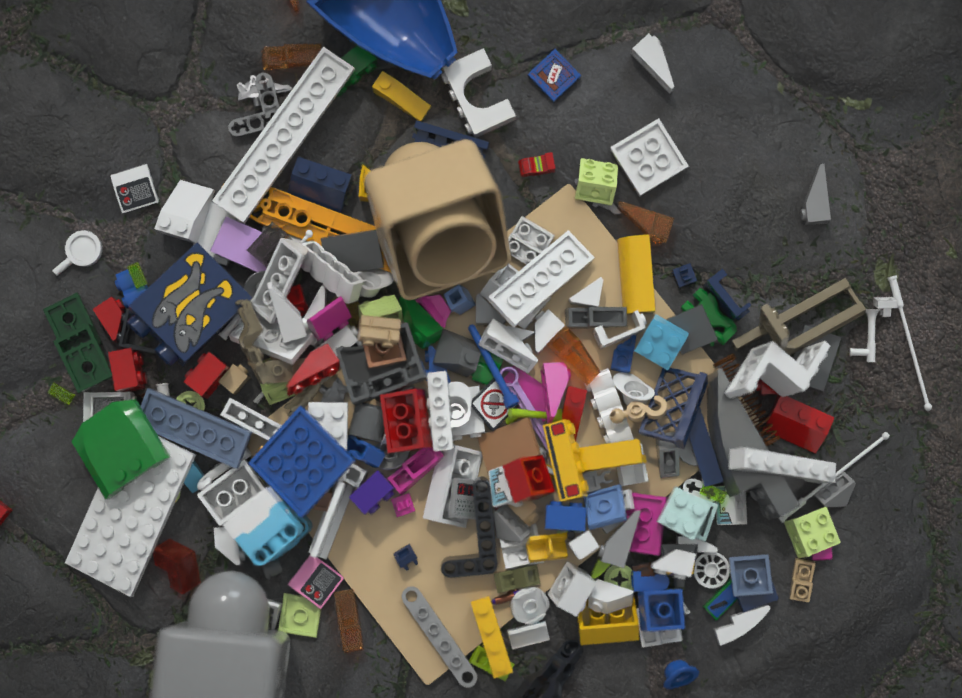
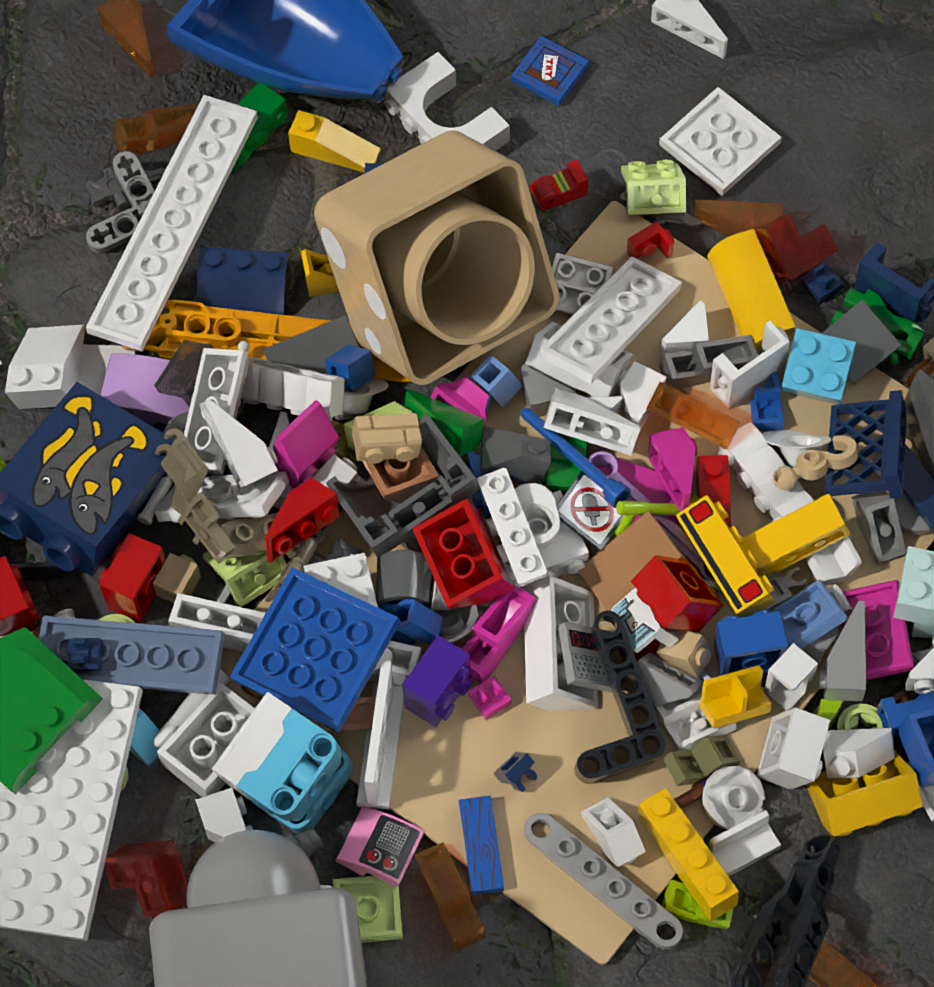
camera: 15 degrees left, 20 degrees down
(166, 422) = (85, 654): none -> dark blue tile
(371, 266) = (353, 365): none -> blue panel
(374, 596) = (481, 845): none -> blue tile
(452, 609) = (614, 832): none -> white slope
(579, 223) = (648, 239): none -> red bracket
(672, 257) = (788, 252): none -> clear red panel

